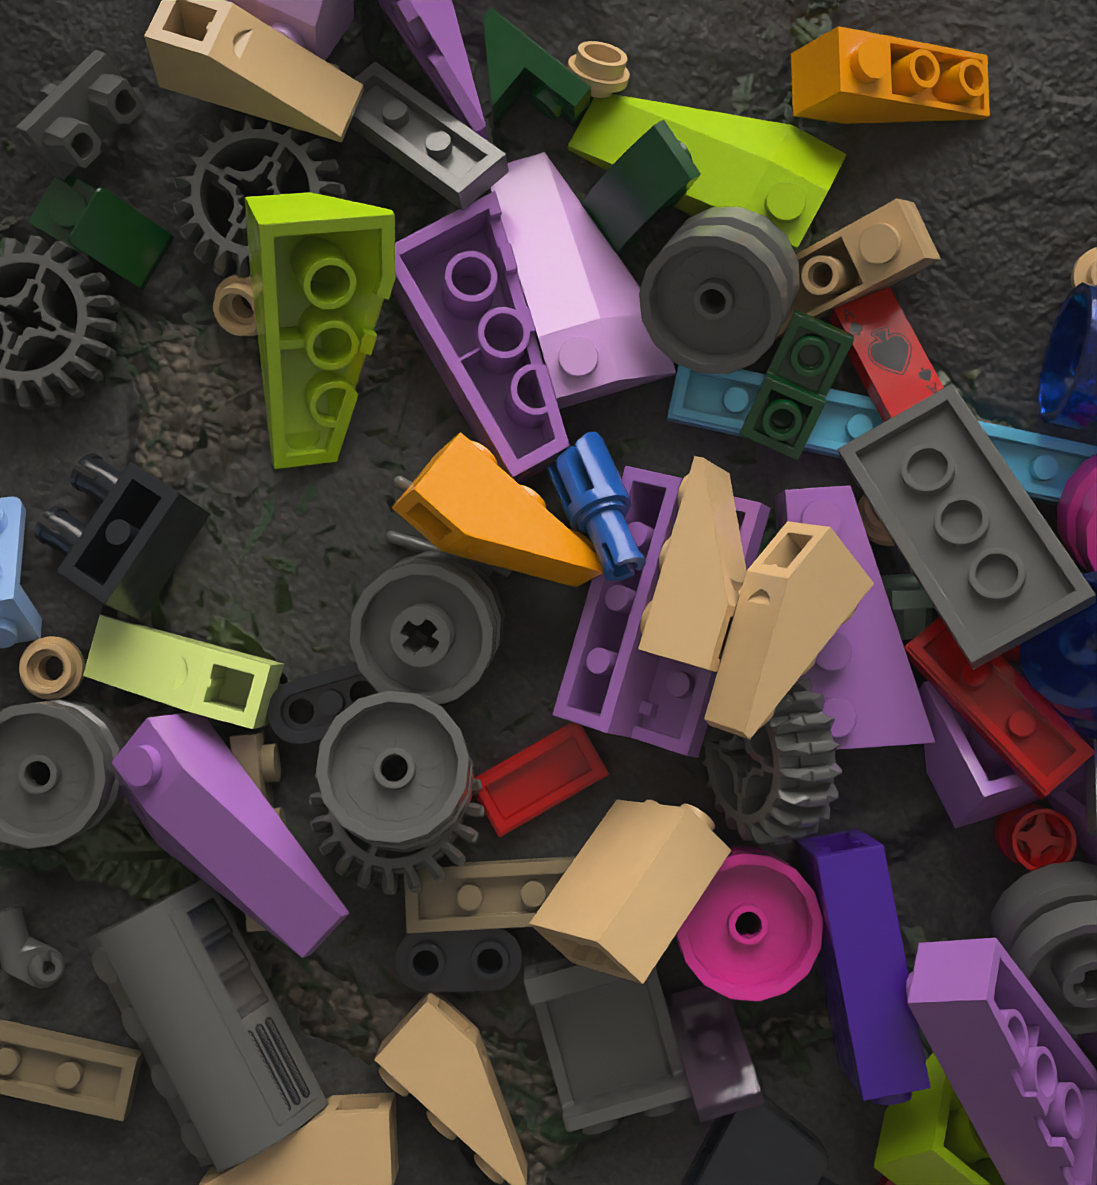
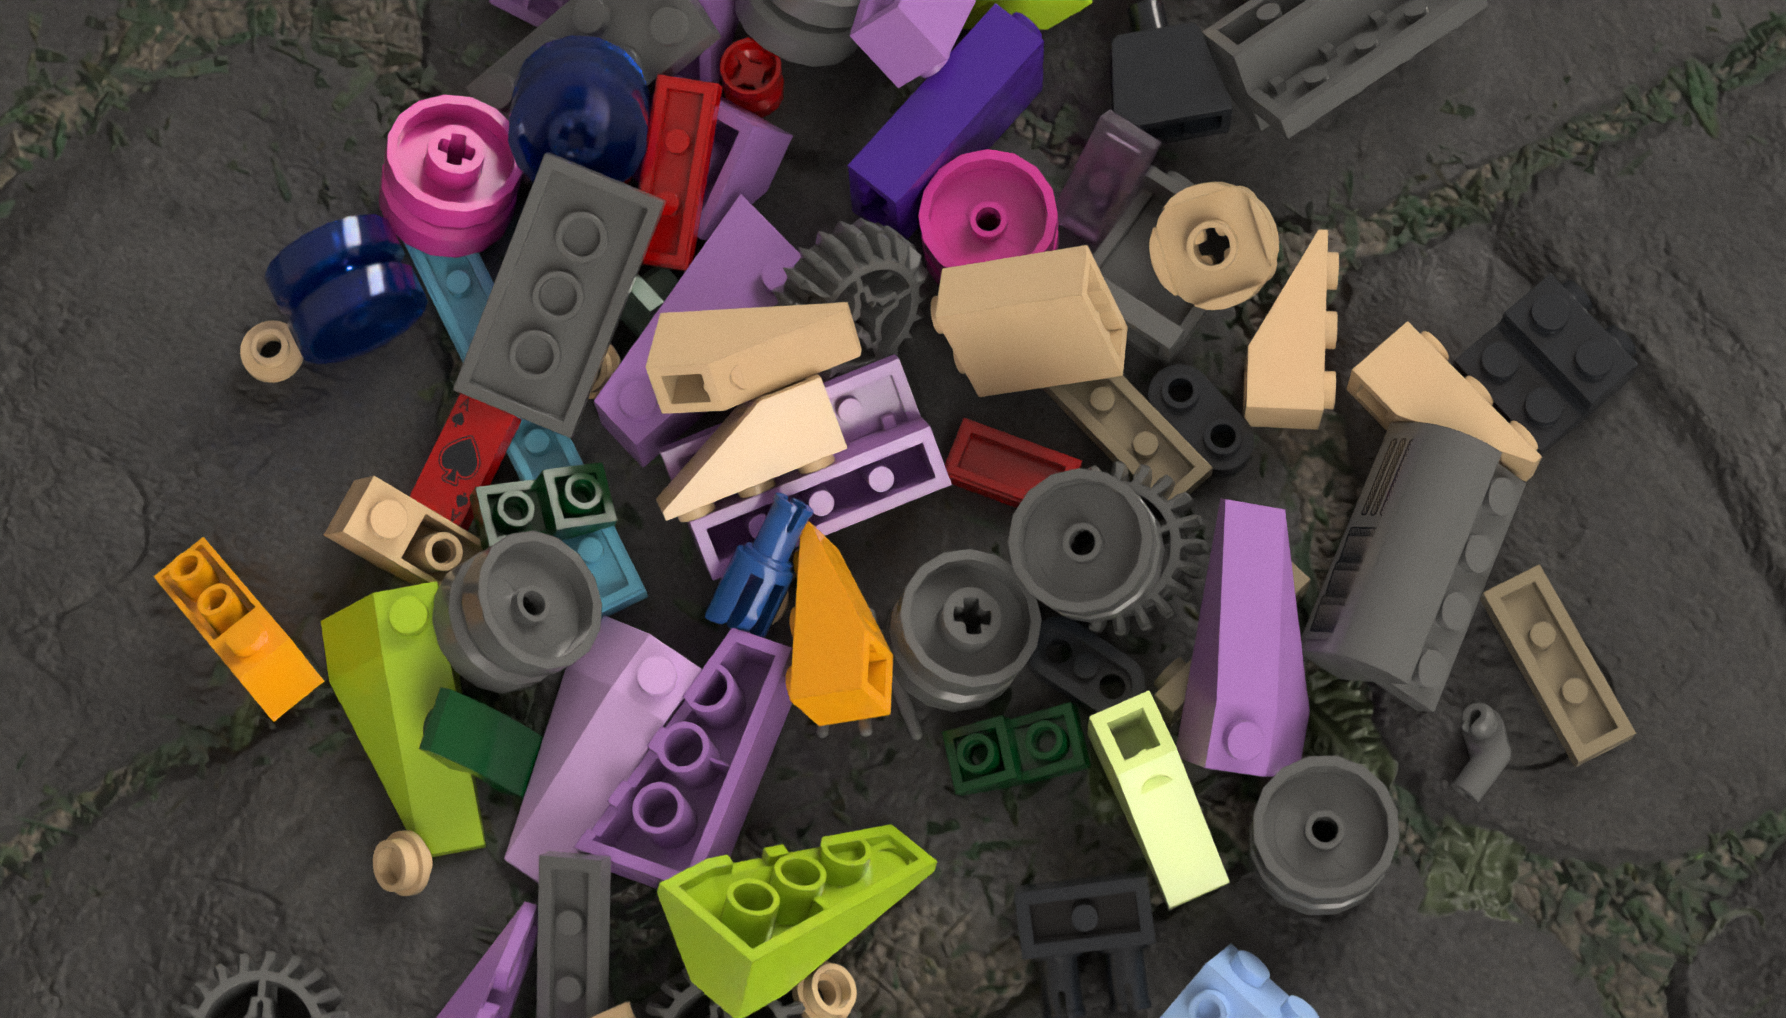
camera: 130 degrees left, 15 degrees down
(33, 669) = (1244, 893): tan plate -> none
(314, 600) = (1016, 750): none -> dark green slope
(520, 65) = (453, 933): dark green slope -> none
(594, 1126) = (1247, 261): none -> tan plate

